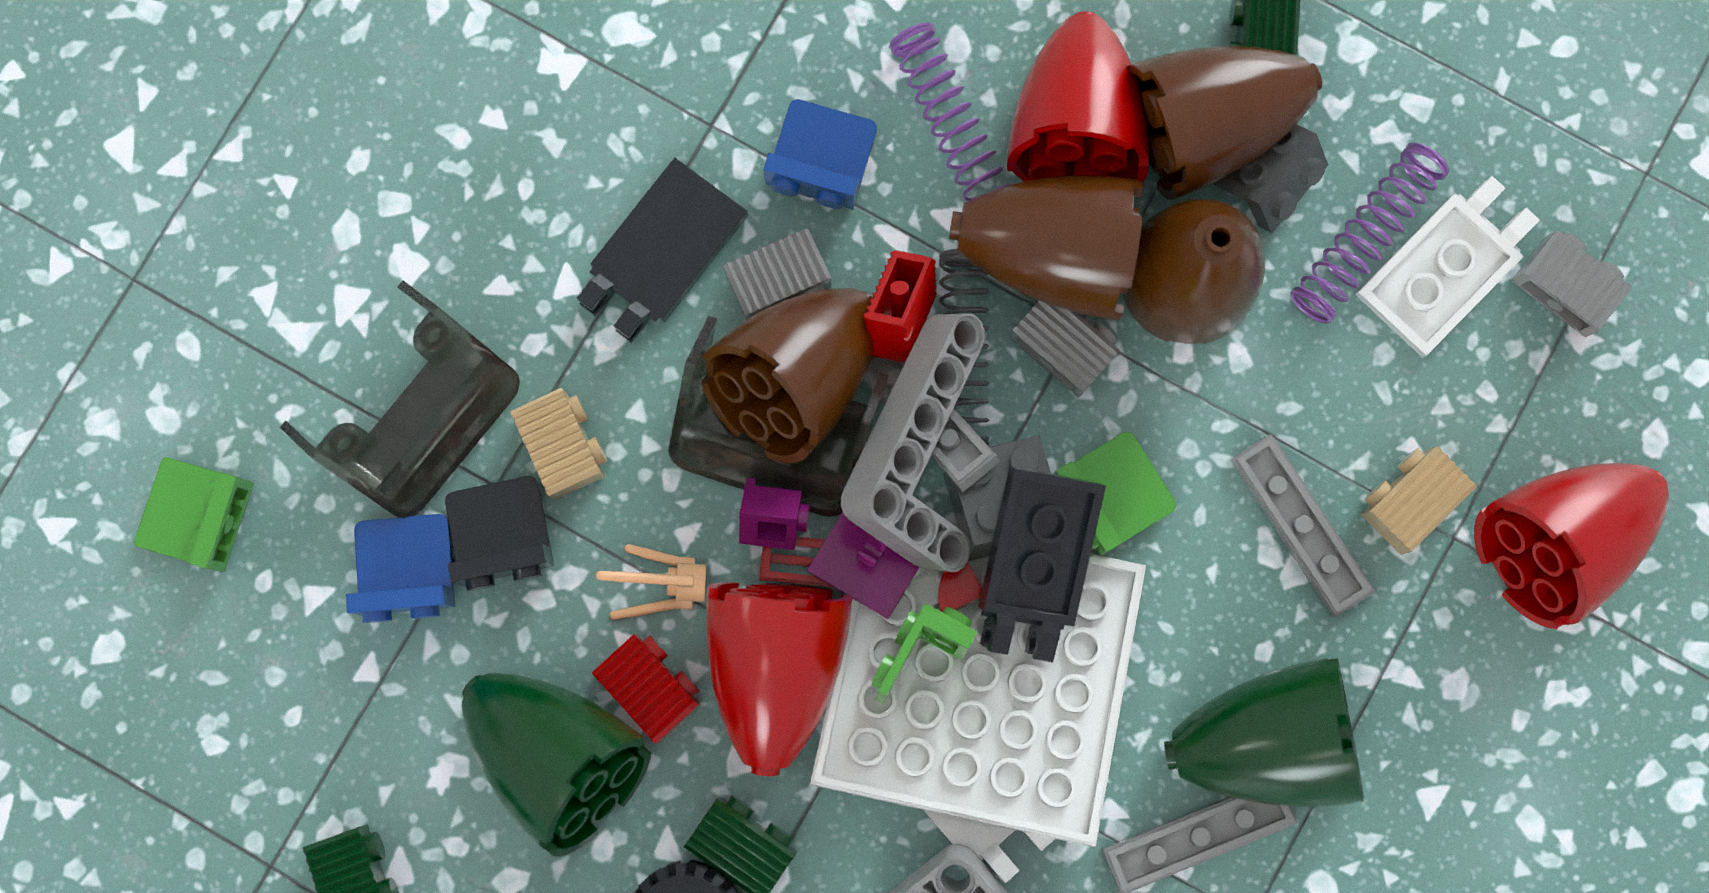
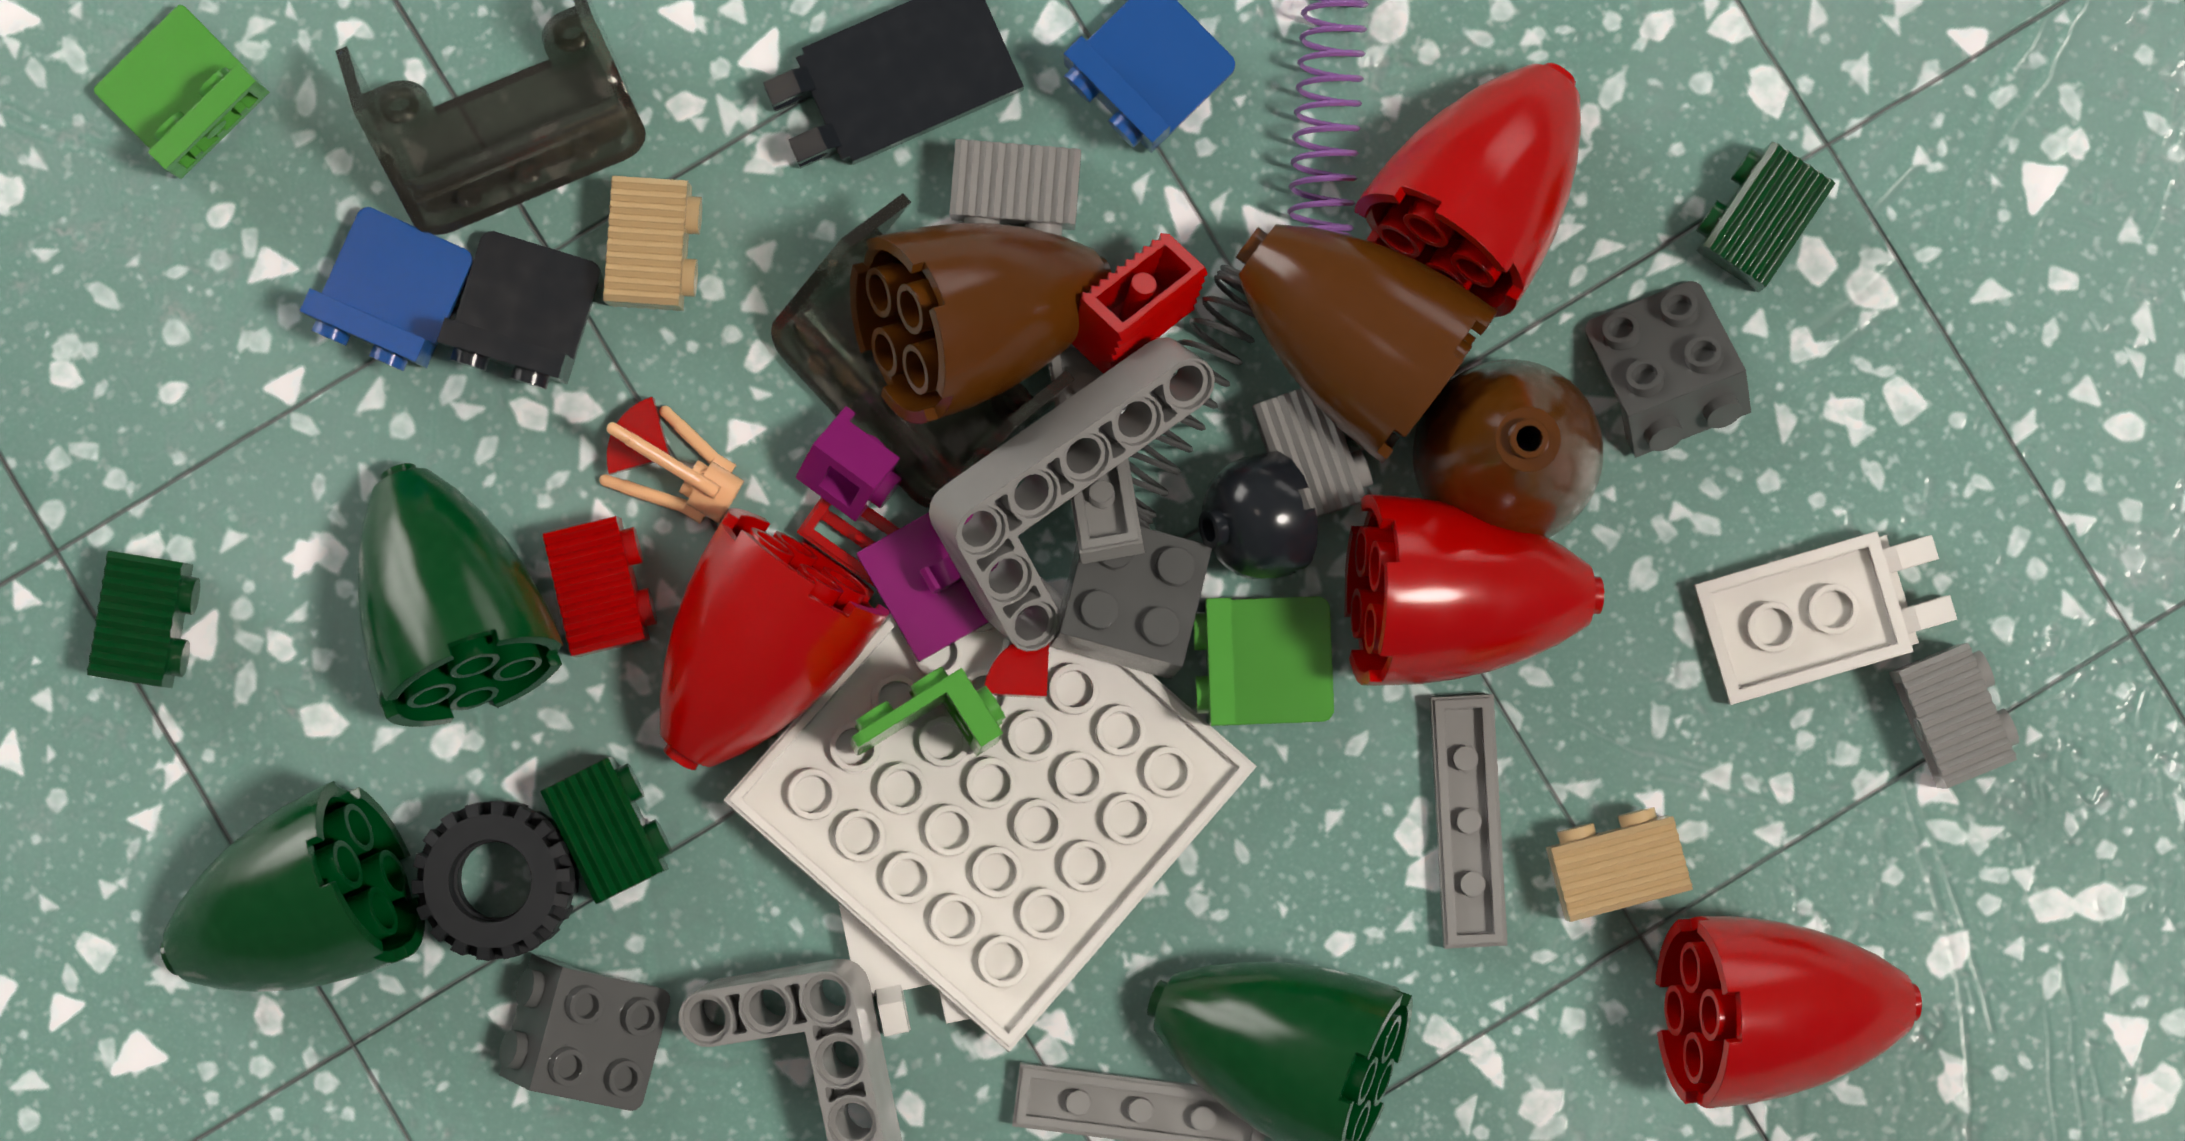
camera: 30 degrees right, 5 degrees up
(618, 592) = (643, 421): none -> red tile
(1038, 559) = (1127, 688): black tile -> none
(1060, 399) = (1258, 517): none -> black cylinder
(1211, 379) = (1454, 595): none -> red cylinder
(1219, 110) = (1645, 278): reddish brown cylinder -> none
(1413, 164) = (1864, 469): medium lavender piece -> none

